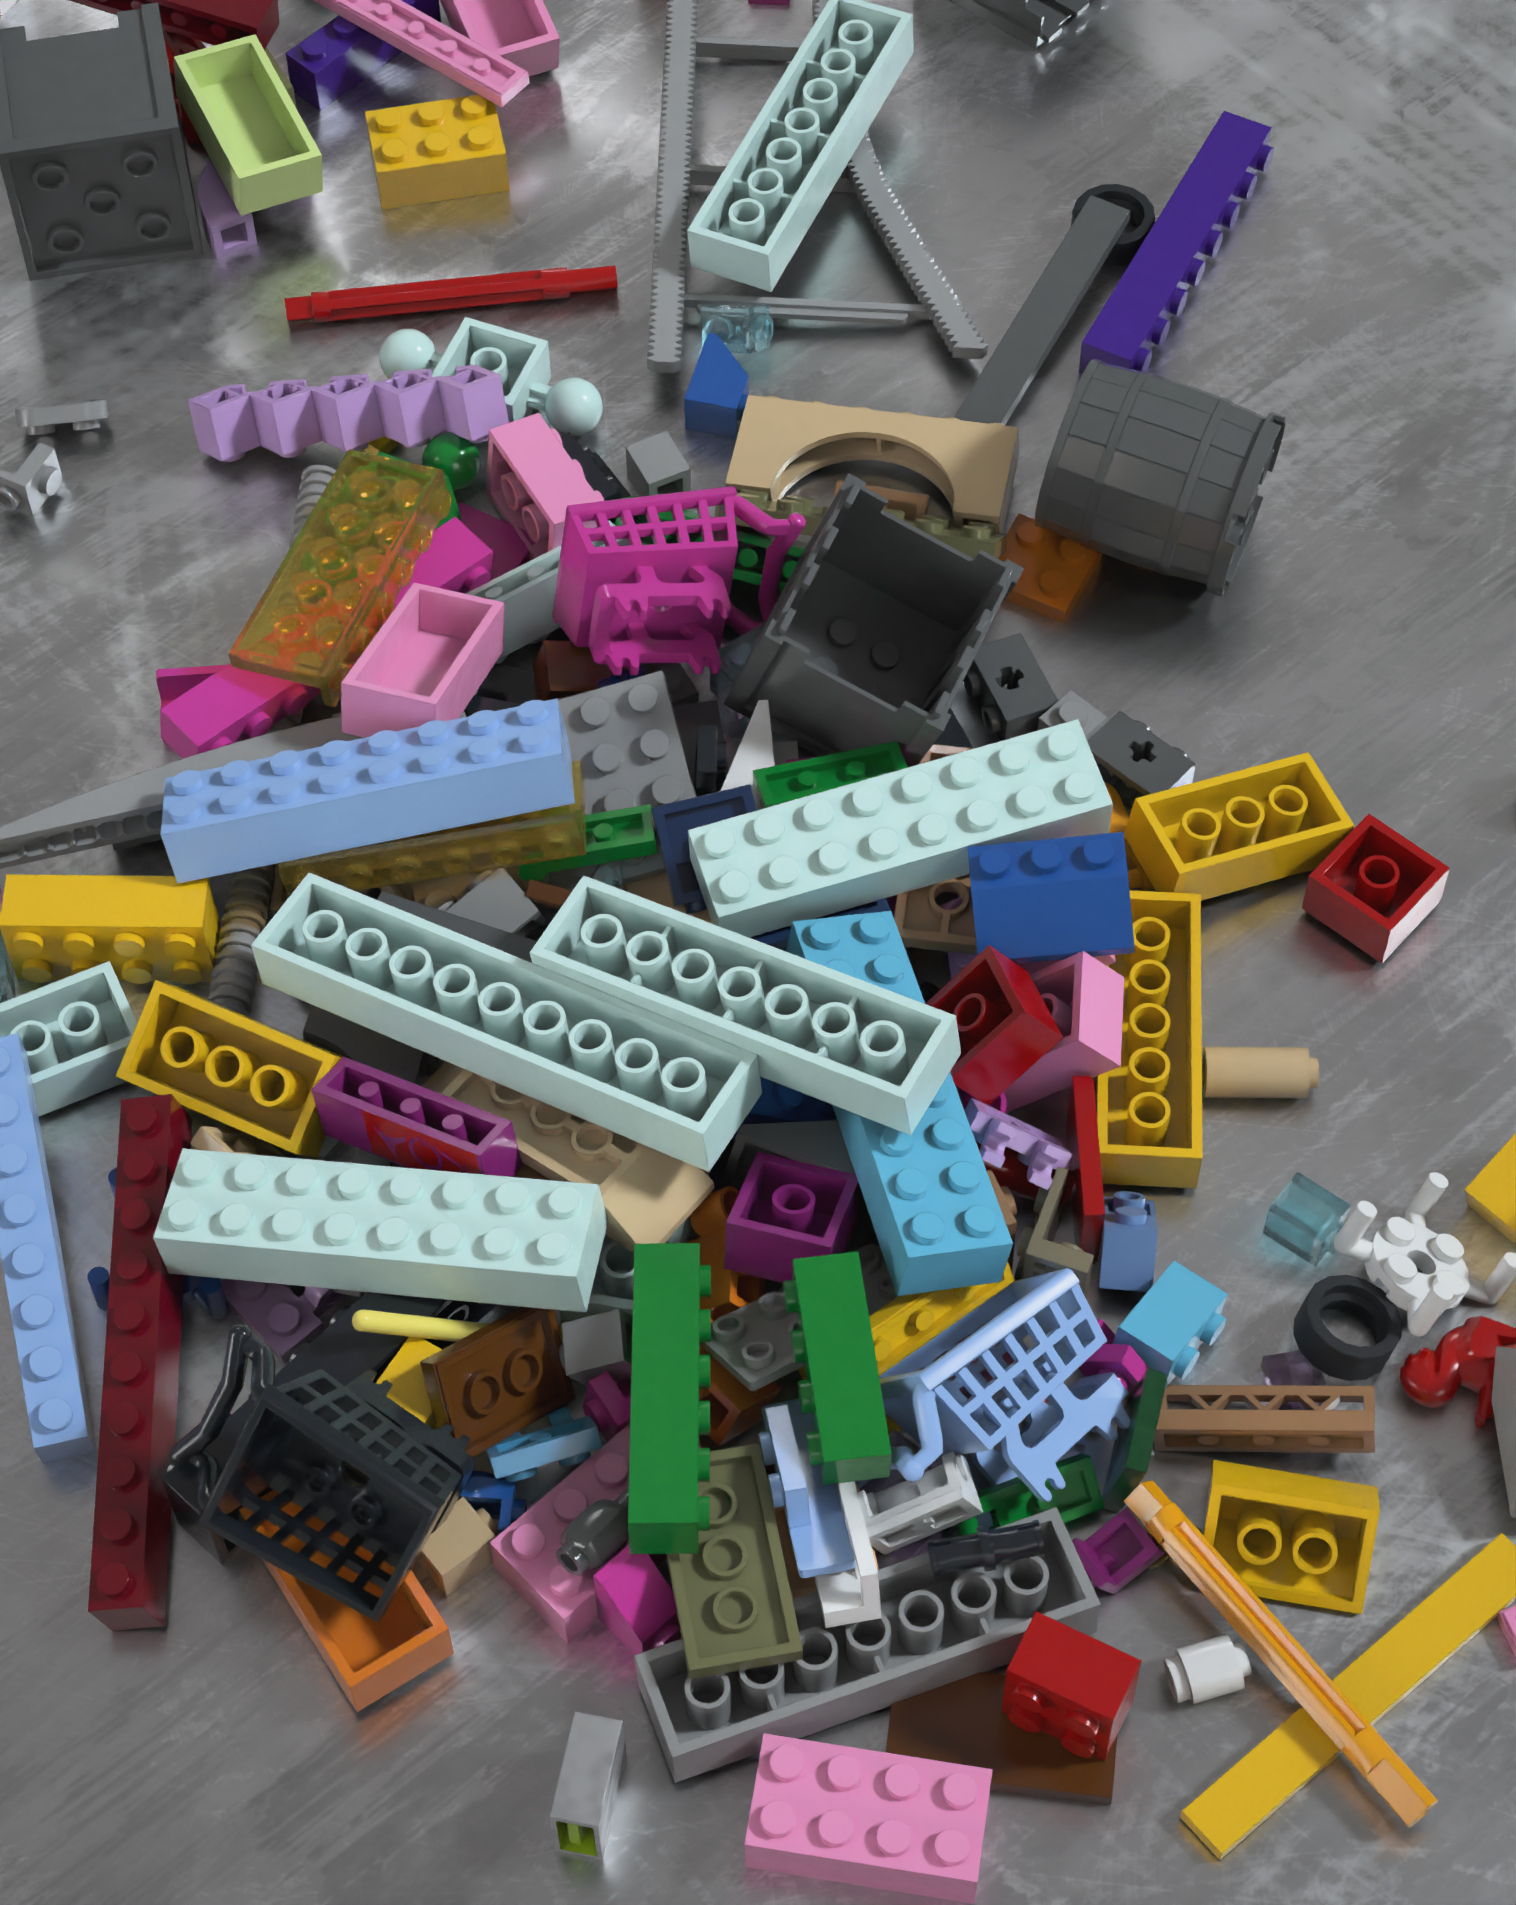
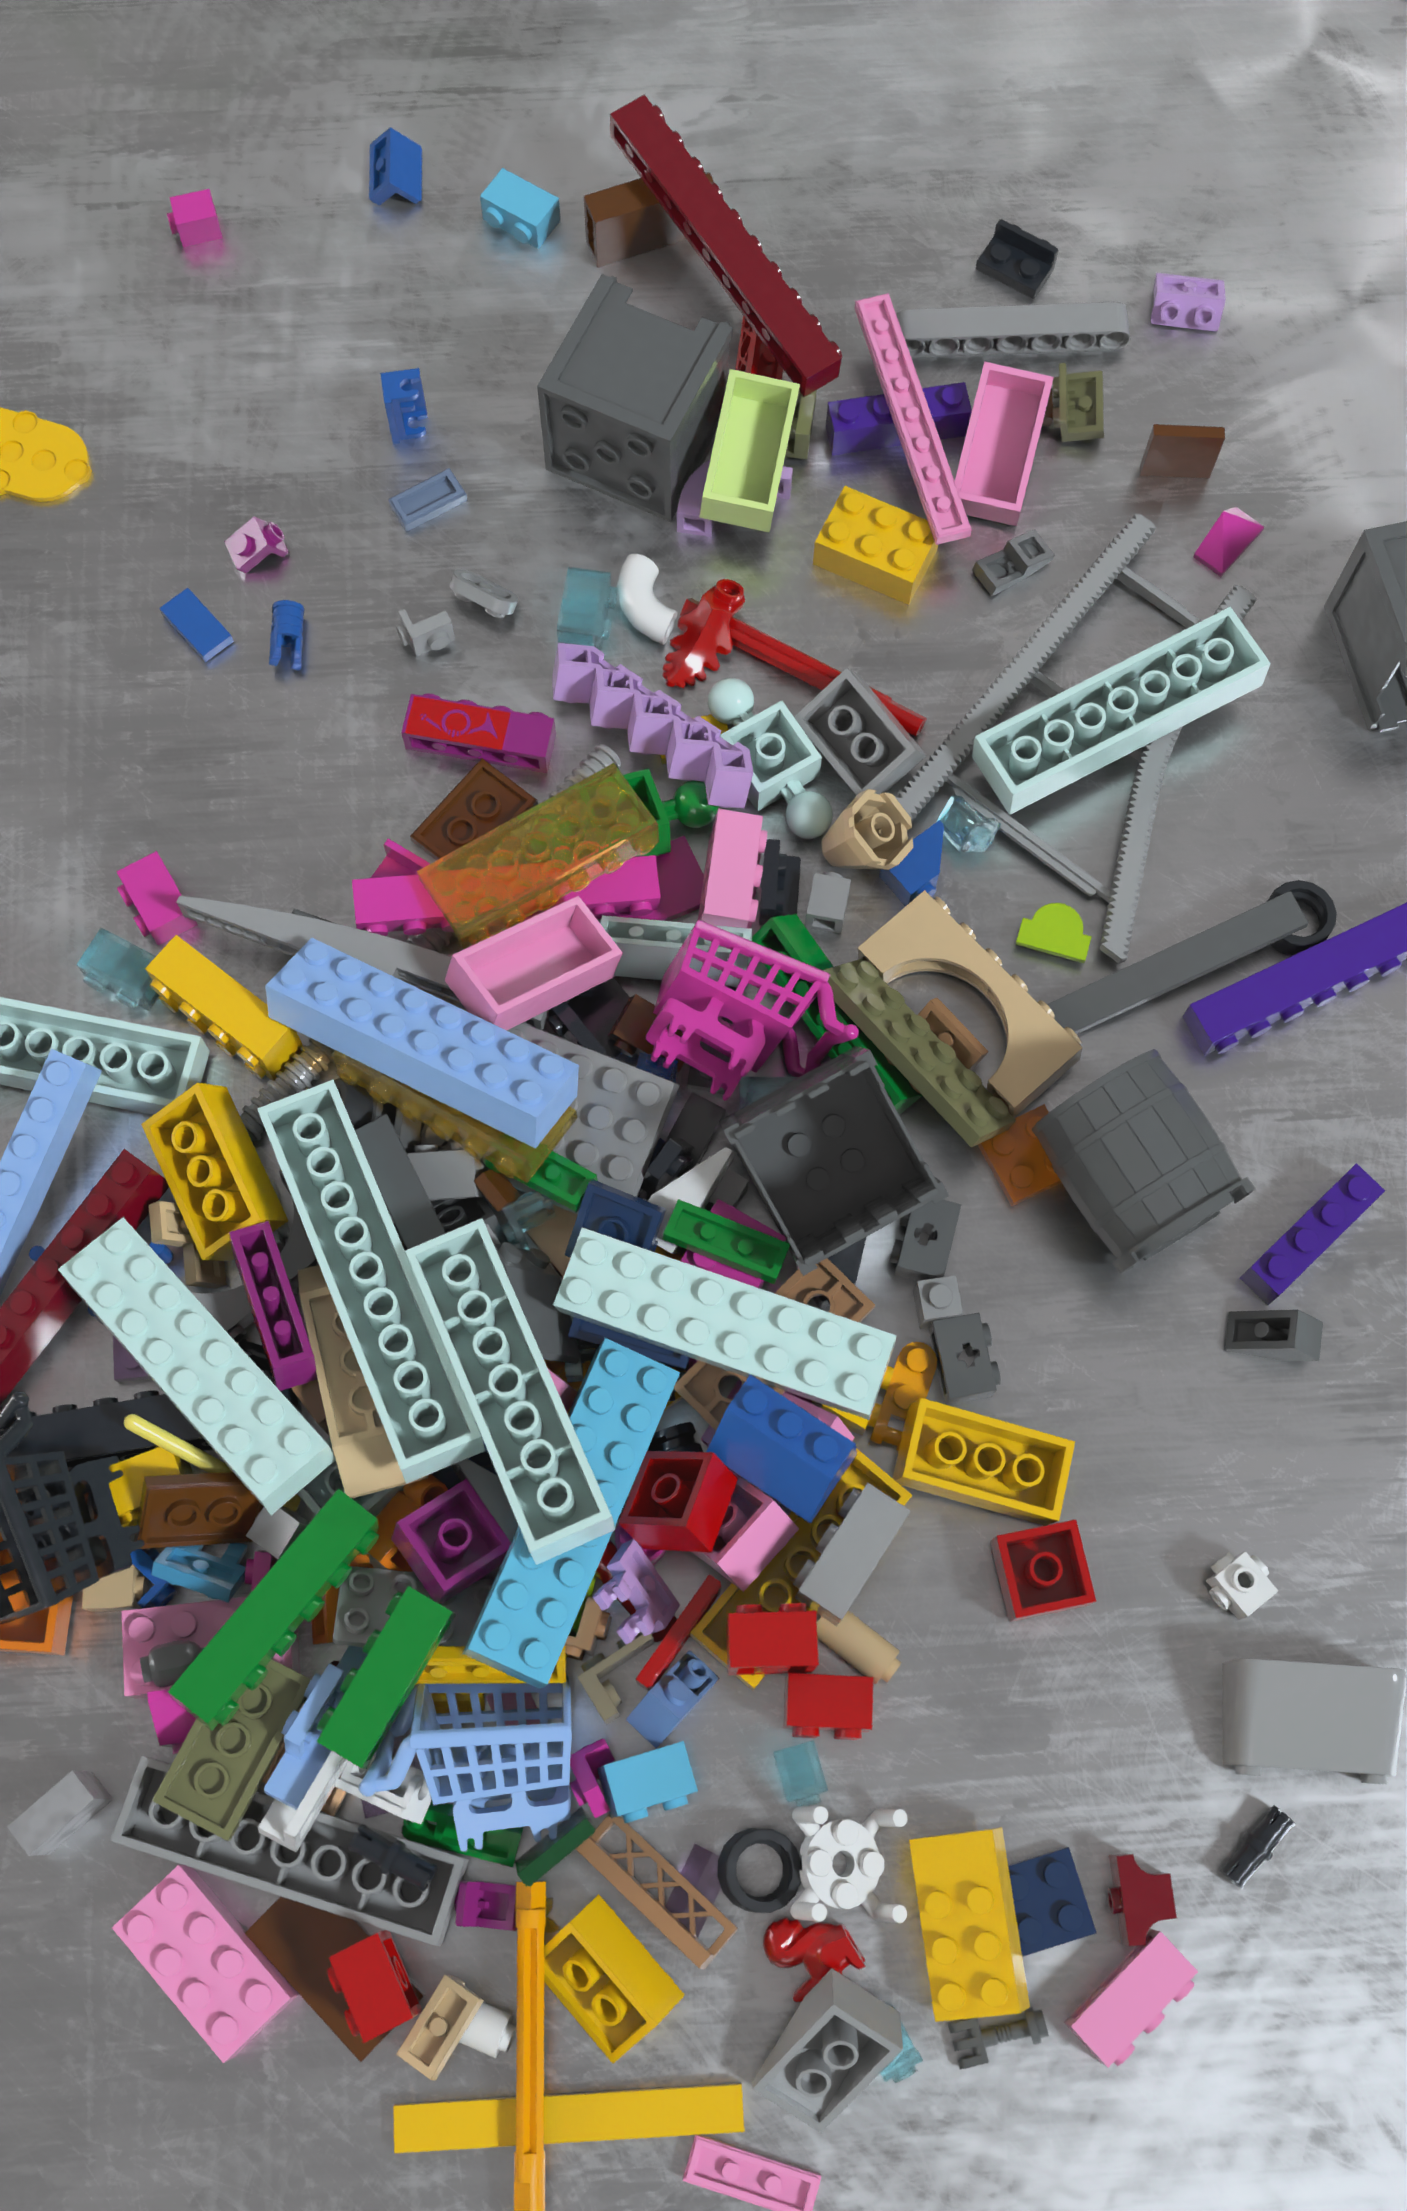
camera: 35 degrees right, 15 degrees up
(166, 535) = (478, 732): none -> magenta brick
(182, 363) = (585, 608): none -> clear light blue brick
(216, 606) = (470, 810): none -> reddish brown tile
(237, 330) = (639, 601): none -> white cylinder
(327, 320) = (704, 635): none -> red plant
(572, 303) = (859, 735): none -> light grey brick
(583, 97) = (1014, 563): none -> dark grey slope
(650, 381) = (869, 833): none -> tan cone
(900, 367) = (1055, 931): none -> lime piece
(1168, 1687) = (440, 2027): none -> tan panel
(1191, 1071) = (771, 1640): none -> red brick
(1193, 960) = (849, 1552): none -> light grey brick
(1281, 1130) = (828, 1704): none -> red brick
(1360, 464) = (1312, 1234): none -> dark purple brick
(1401, 565) = (1274, 1334): none -> dark grey slope

